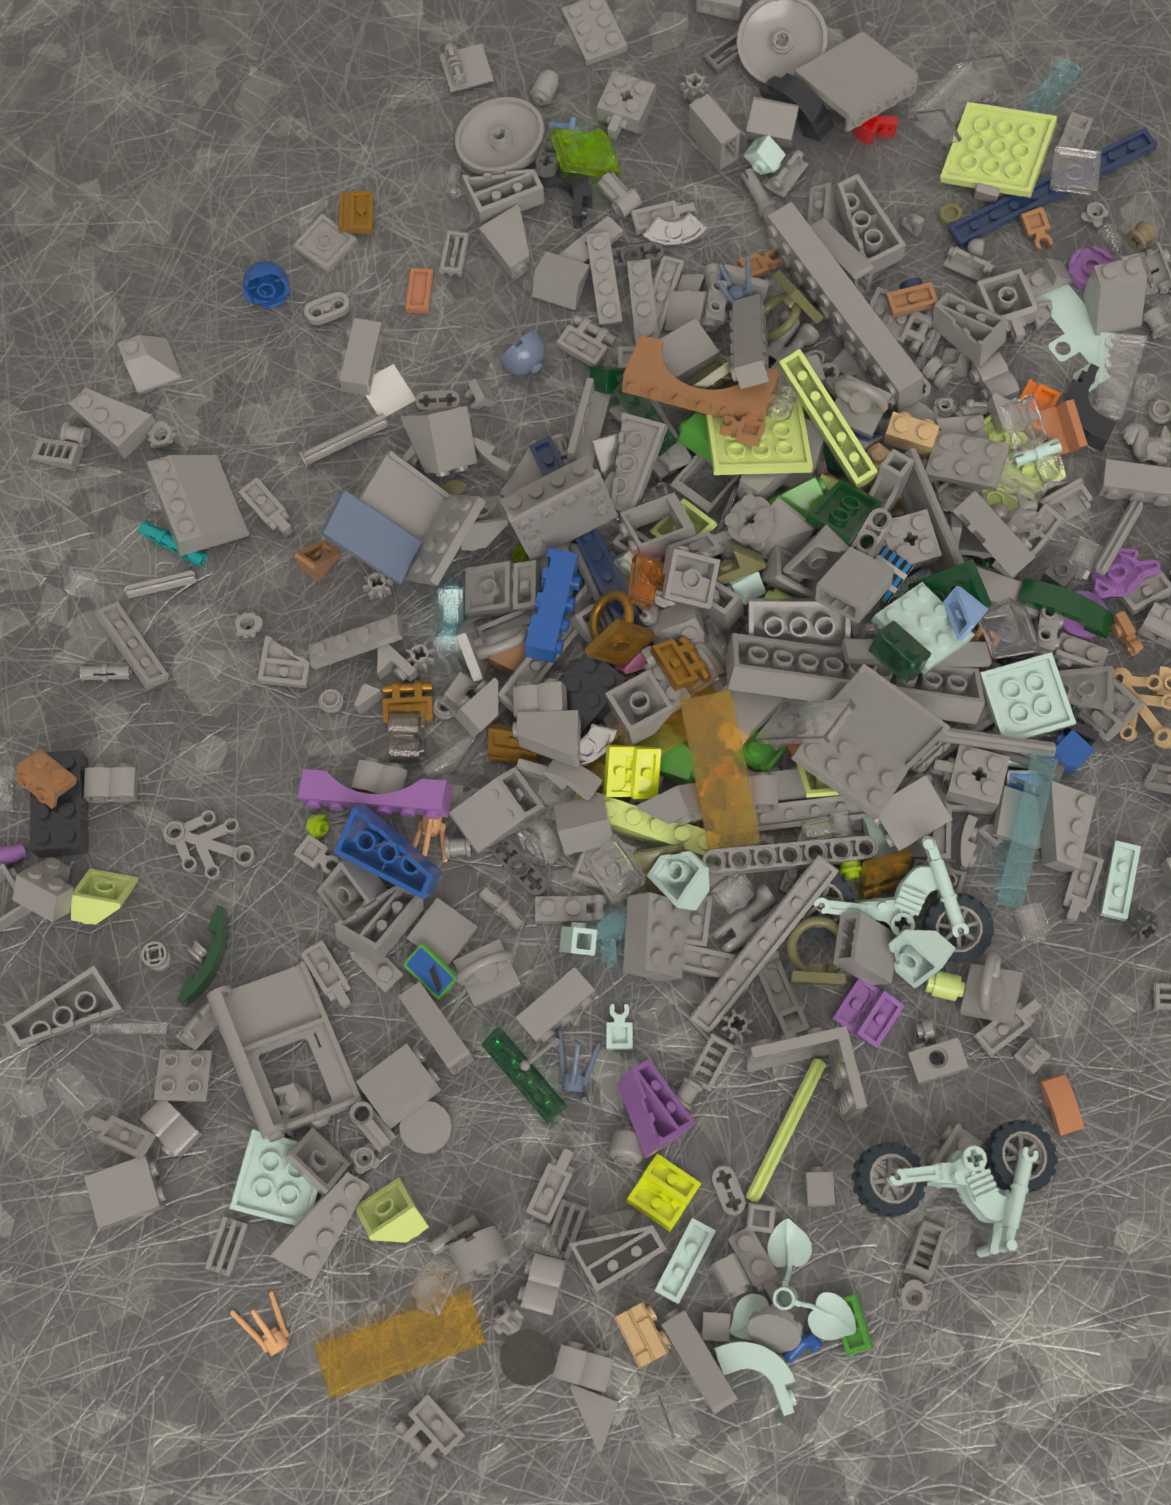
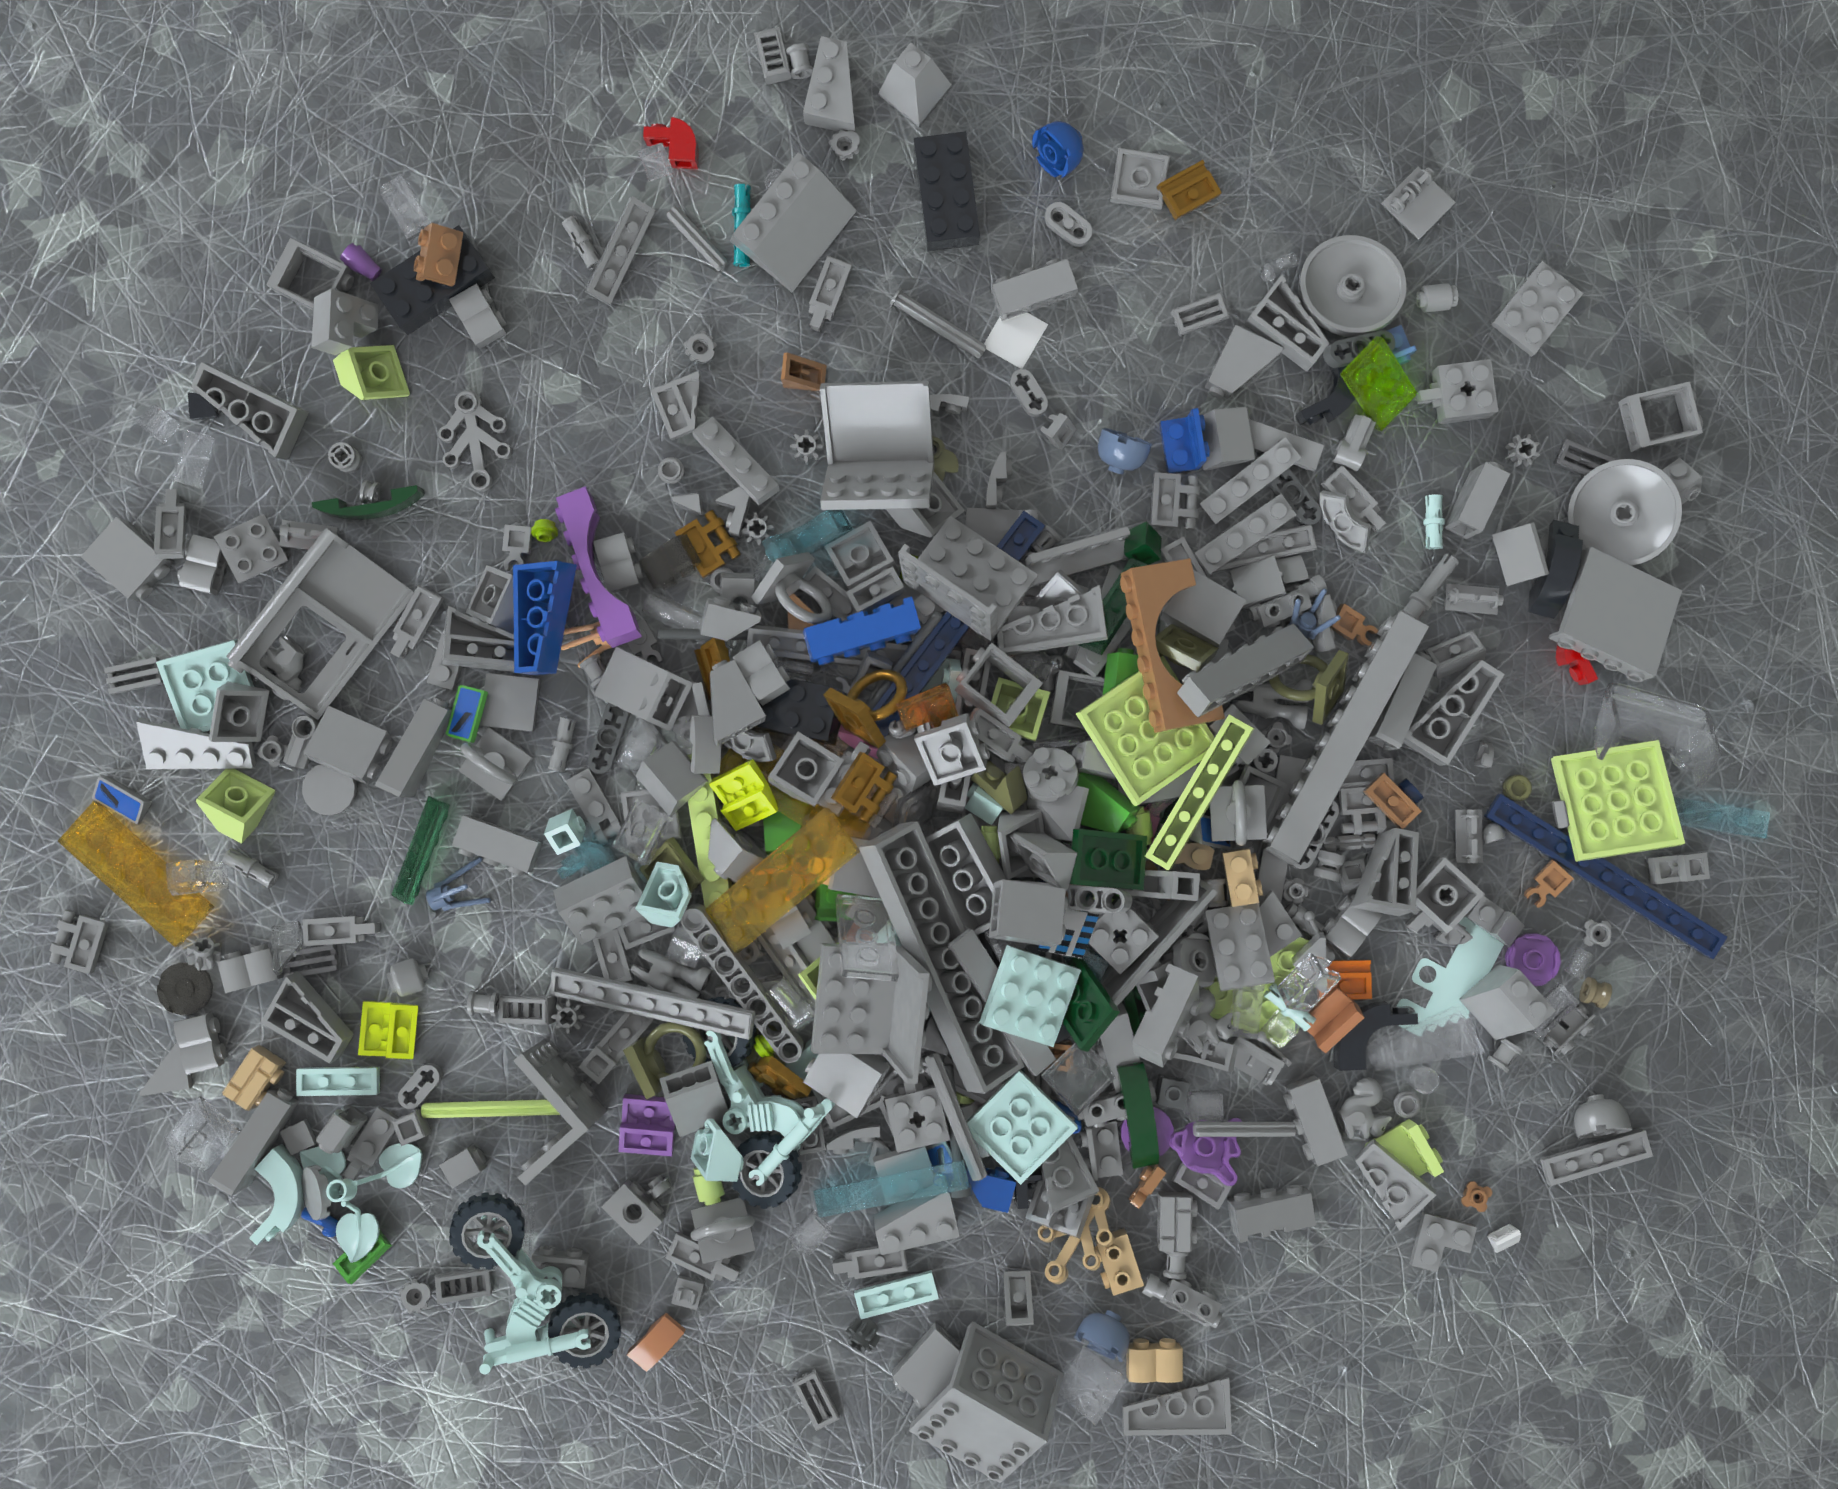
camera: 55 degrees right, 15 degrees up
(38, 1057) = (200, 408): none -> black tile
(73, 553) = (679, 139): none -> red brick
(129, 1028) = (272, 474): clear bar -> none
(245, 379) = (946, 191): none -> black brick
(273, 1339) = (77, 763): light nougat plant -> none
(327, 1320) = (120, 799): none -> slope
(370, 537) = (836, 416): sand blue tile -> none
(419, 290) = (1139, 303): nougat tile -> none
(442, 439) = (984, 421): light grey slope -> none
(479, 1254) = (240, 901): light grey brick -> none
(546, 307) = (1184, 443): none -> blue bracket
(553, 1042) = (423, 849): light grey hinge -> none
(619, 1033) = (506, 913): light aqua plate -> none
(653, 1108) = (448, 984): medium lavender wedge -> none
(712, 172) = (1434, 521): none -> light aqua pin
(746, 431) = (1138, 722): medium nougat plate -> none
(764, 155) = (1478, 566): light aqua brick -> none
(783, 402) = (1192, 739): clear wheel -> none
(899, 651) = (983, 991): clear green brick -> none
(963, 611) = (1063, 1030): light blue slope -> none
(1075, 170) = (1635, 891): clear tile -> none

